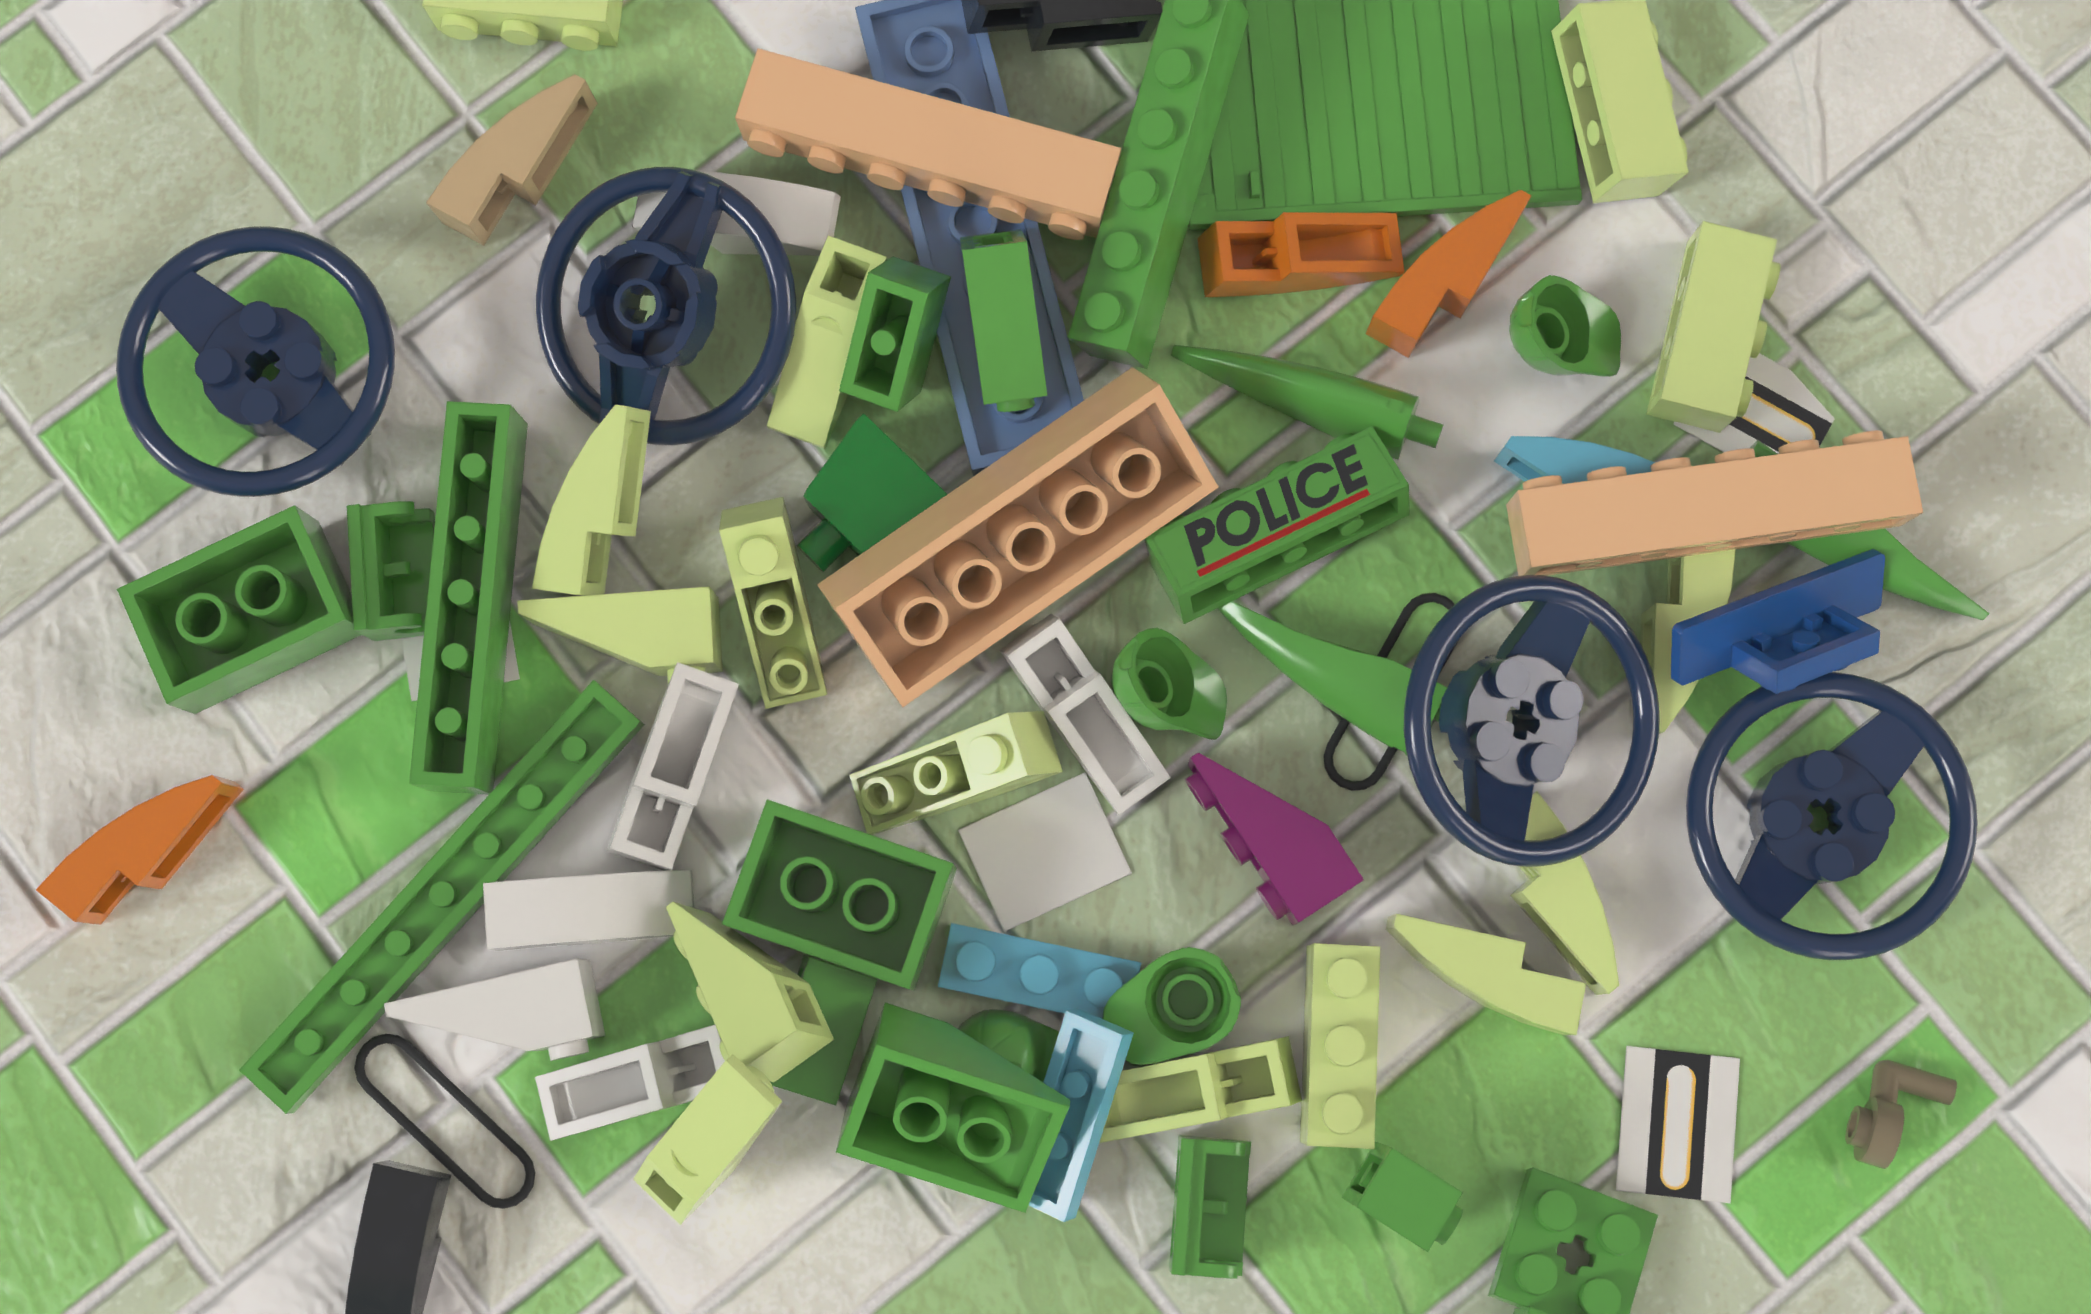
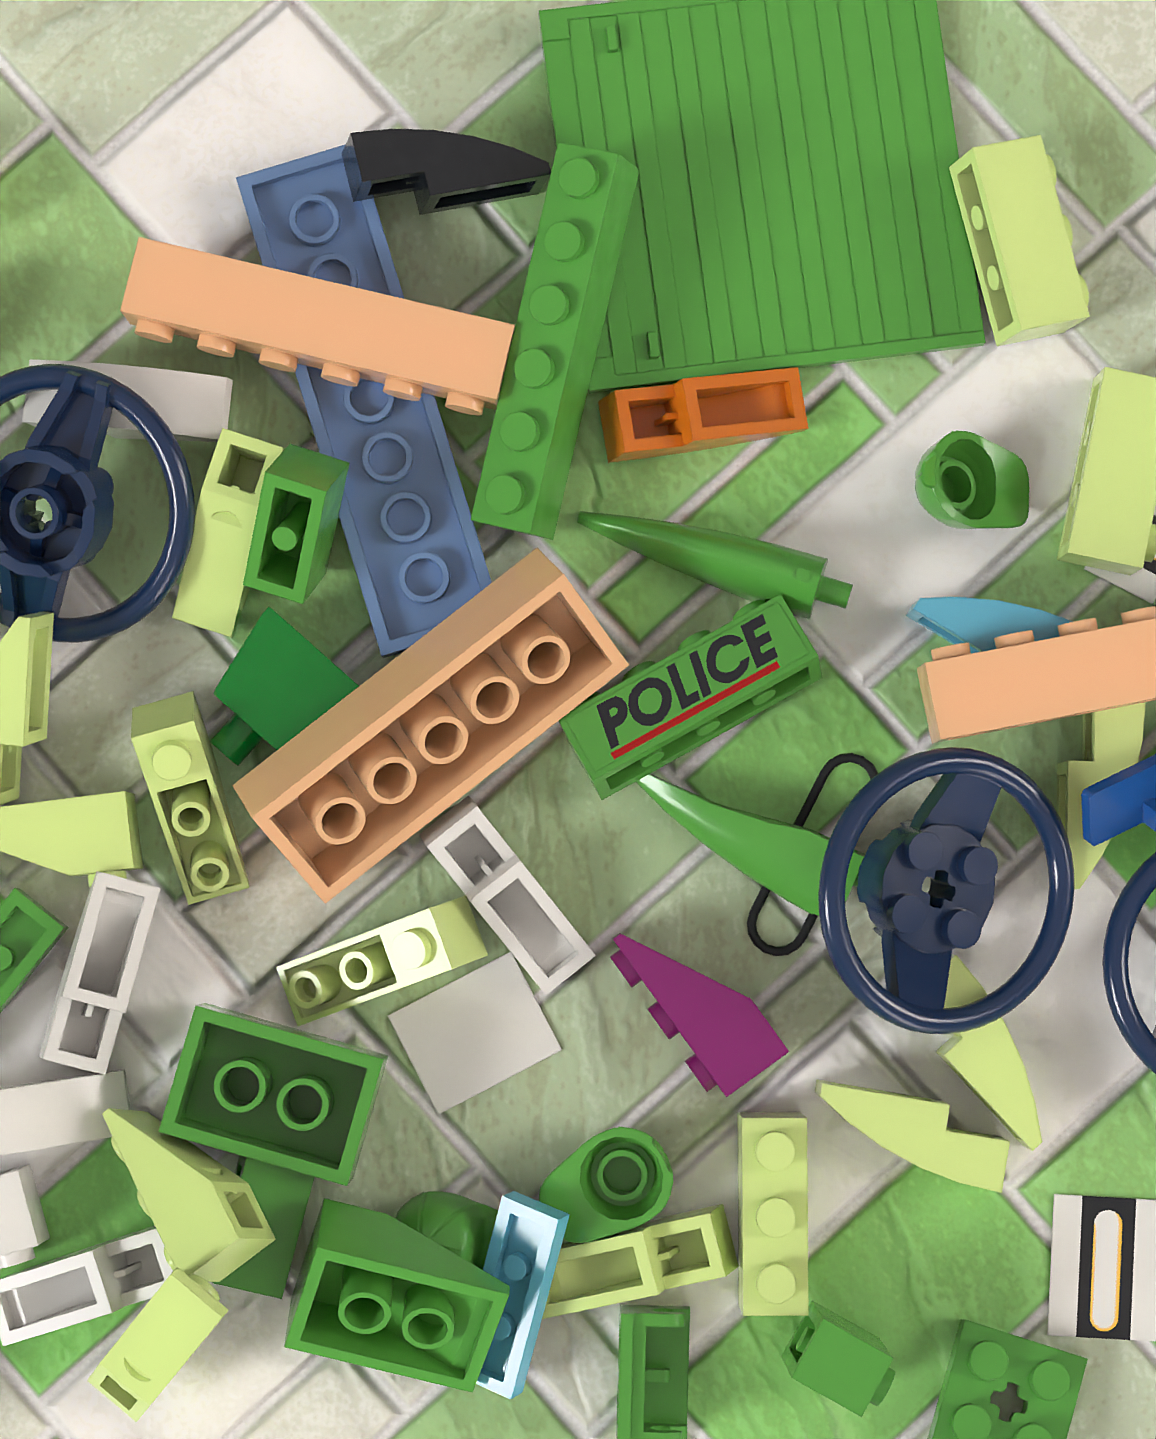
camera: 10 degrees left, 5 degrees up
(1004, 319) = (403, 502): bright green slope -> none
(1031, 971) = (468, 1154): medium azure plate -> none
(1169, 685) = (590, 865): bright green piece -> none
(1445, 274) = (850, 430): orange slope -> none

